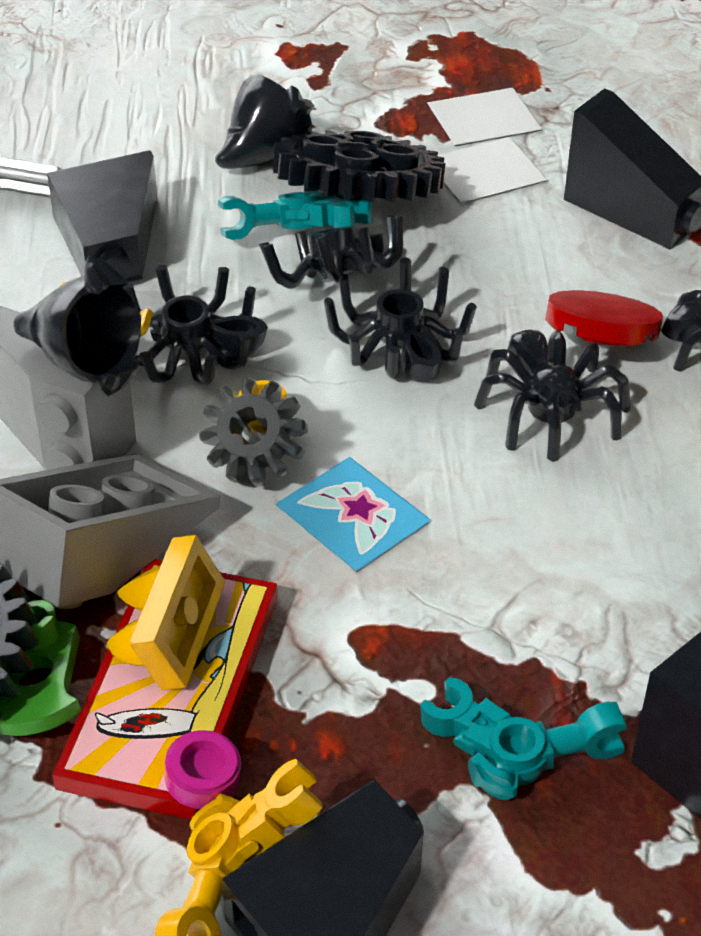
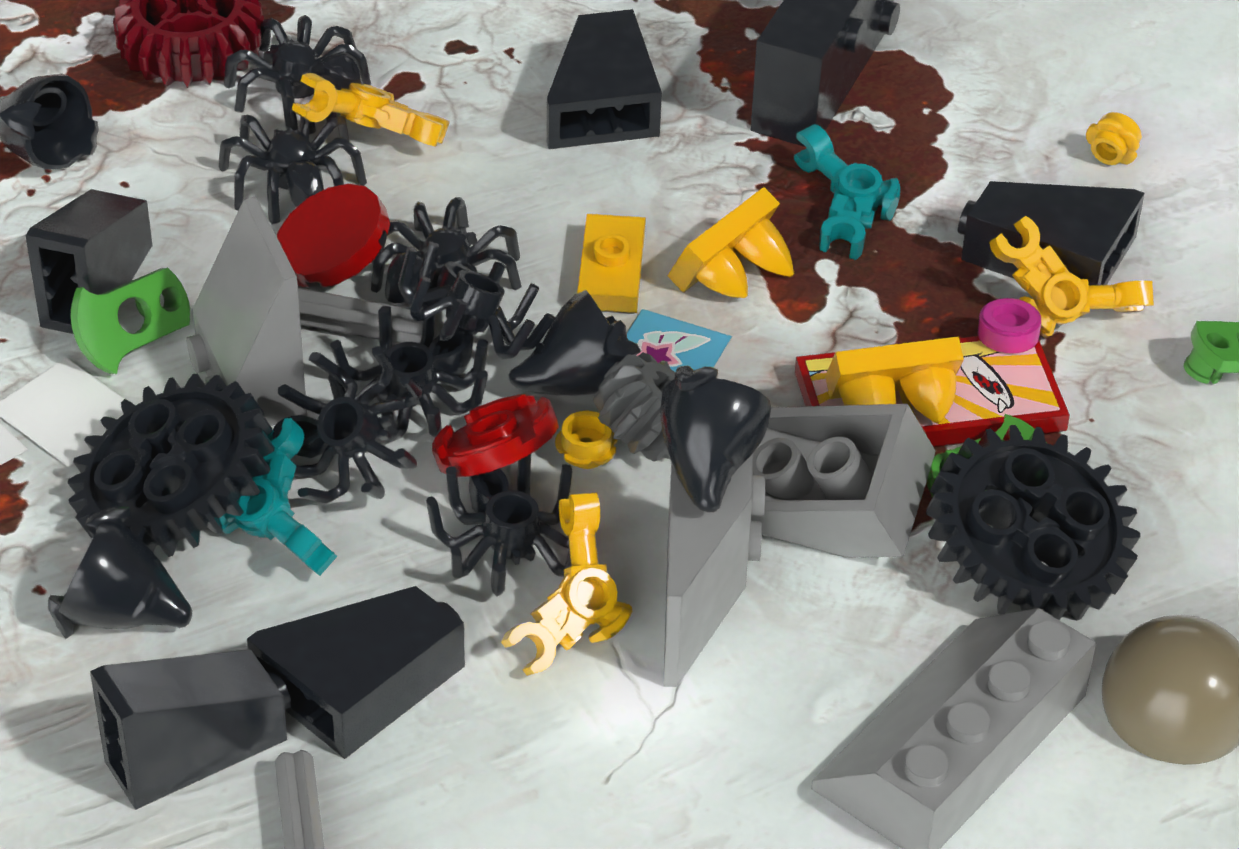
camera: 115 degrees left, 0 degrees up
(107, 98) = (185, 718): none -> black slope
(285, 337) = (496, 435): none -> red tile
(356, 428) = (574, 351): none -> black hat
(434, 337) = (470, 303): none -> black animal
(470, 615) = (744, 230): none -> yellow tile
(471, 208) = (251, 316): none -> light grey slope
(499, 508) = (612, 261): none -> yellow plate
(512, 315) = (355, 316): none -> light grey axle
(569, 207) = (97, 324): none -> bright green piece

